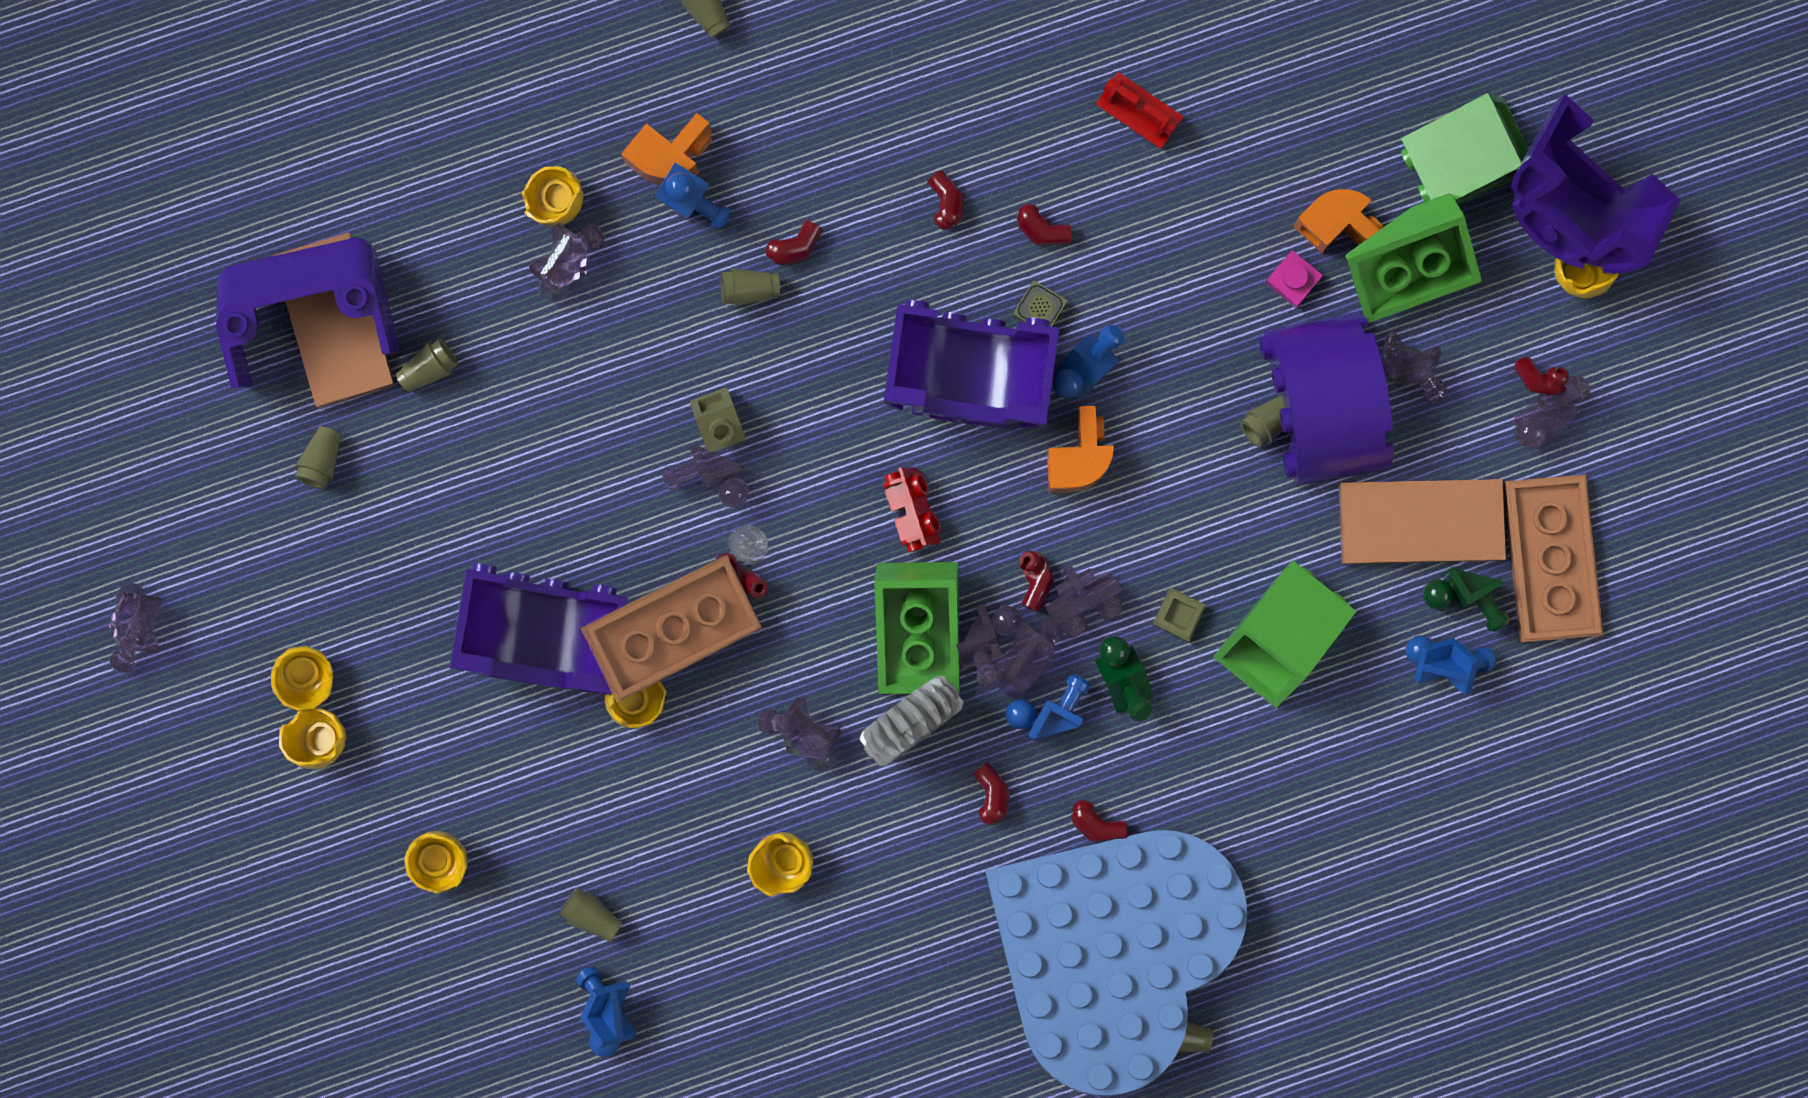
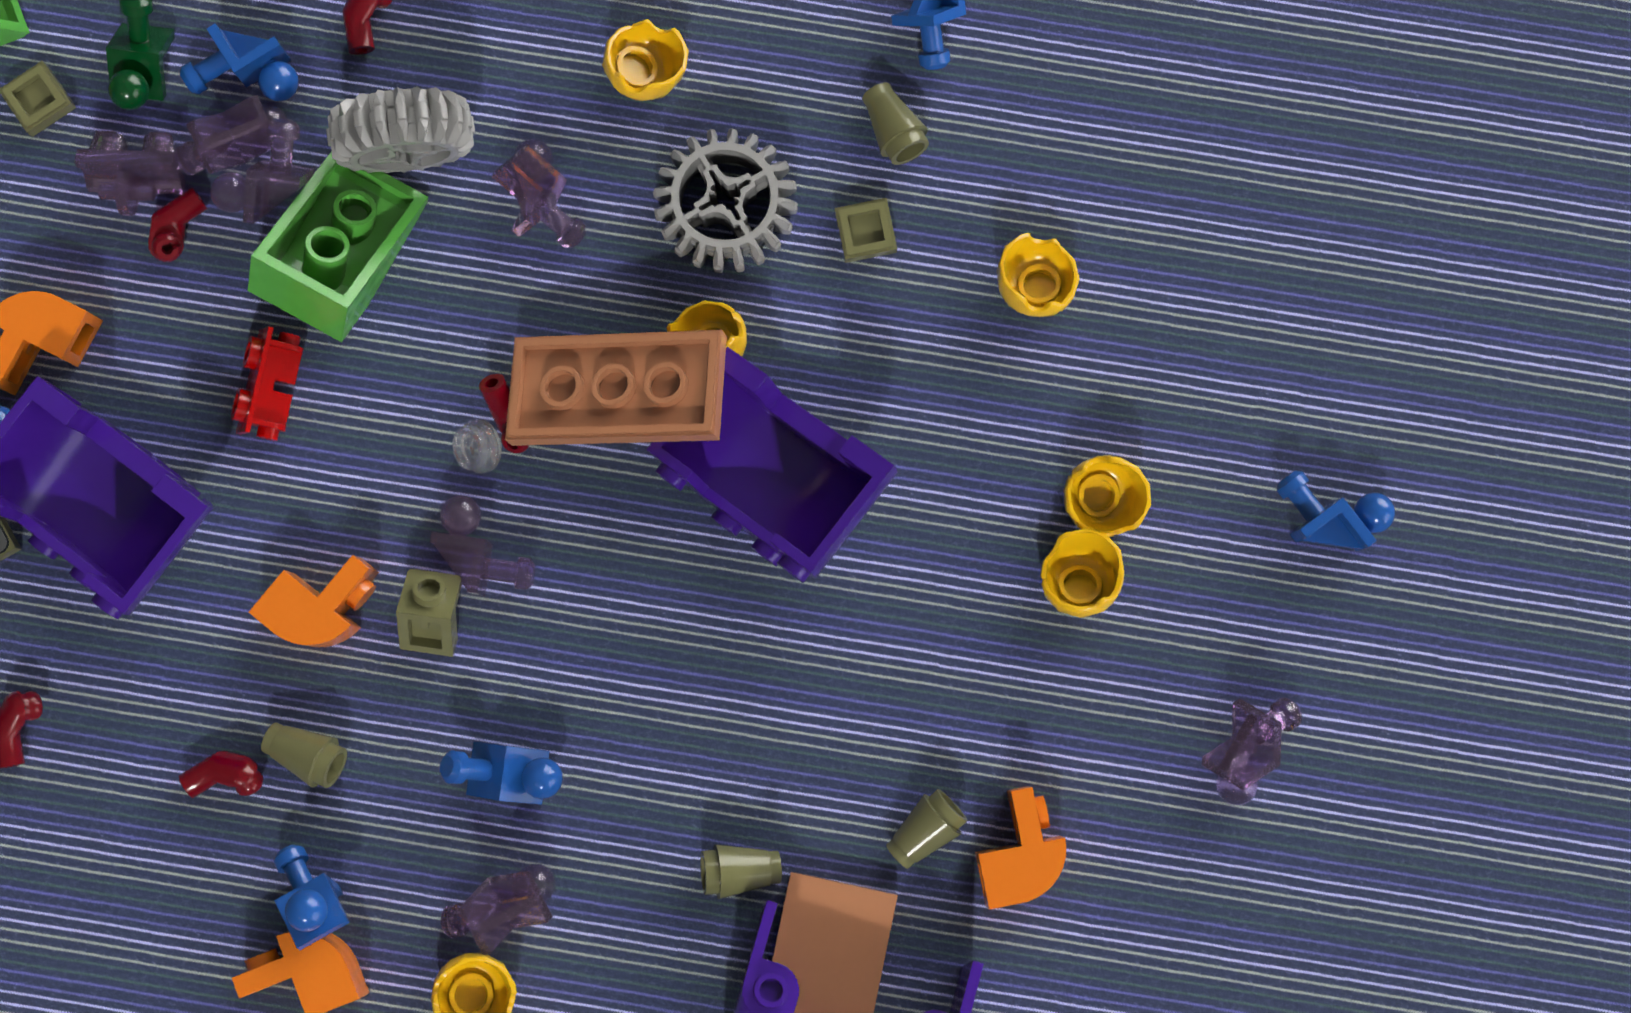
camera: 155 degrees left, 0 degrees up
(154, 805) = (1337, 522): none -> blue piece
(240, 470) = (1024, 869): none -> orange brick
(572, 833) = (865, 230): none -> olive tile
(611, 345) = (504, 772): none -> blue piece
(644, 780) = (705, 214): none -> light grey gear
(789, 373) = (314, 618): none -> orange brick

